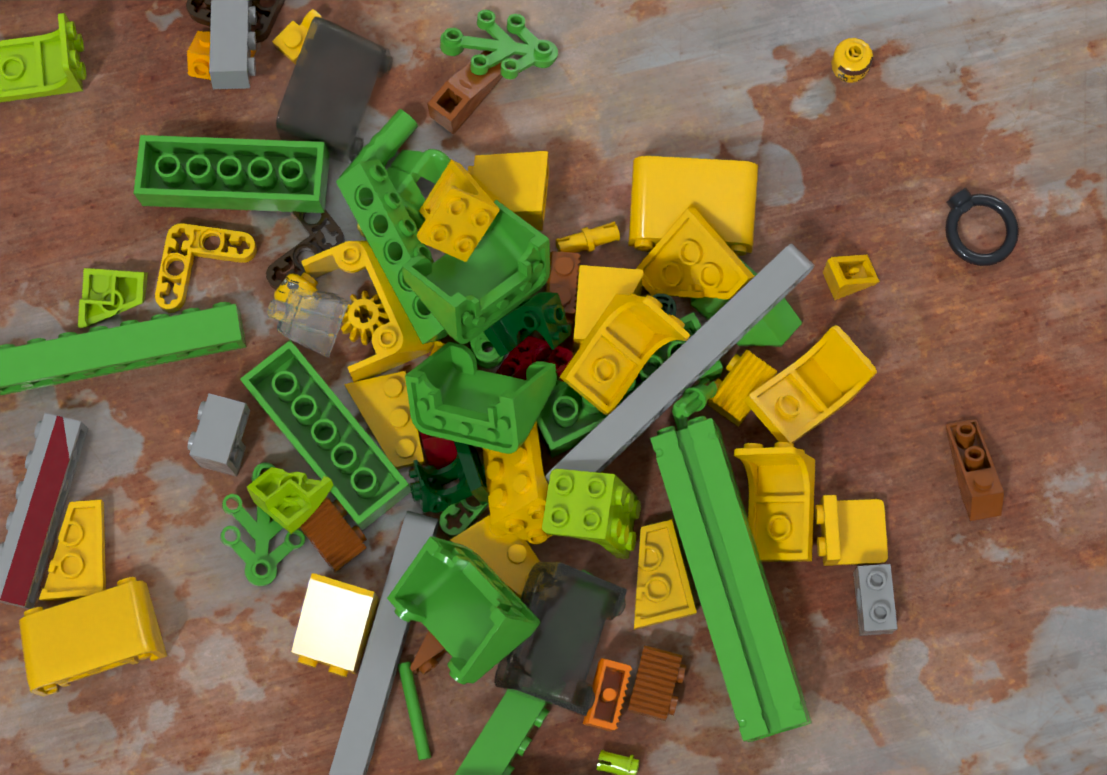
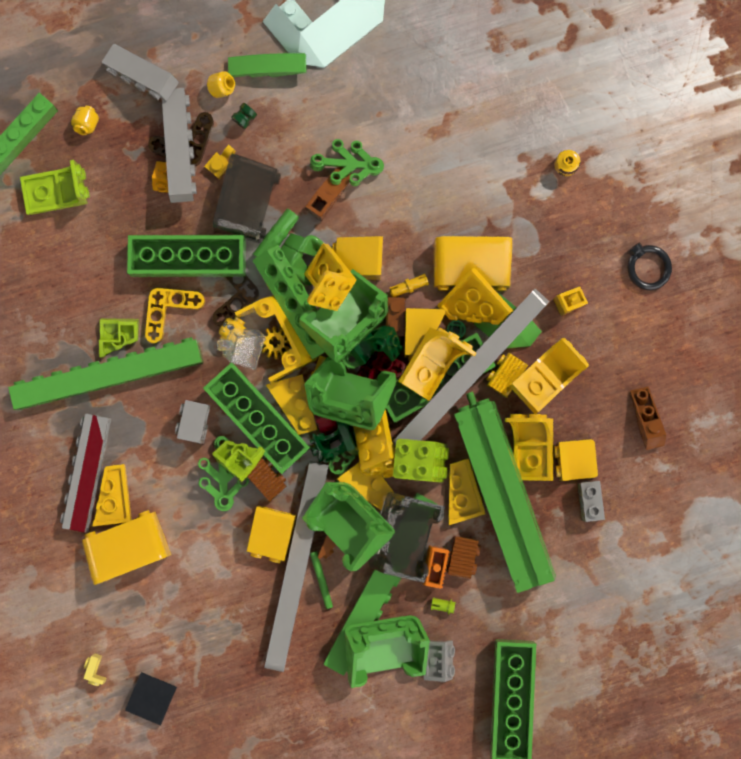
camera: 10 degrees left, 10 degrees up
(695, 398) = (480, 387): bright green axle -> none

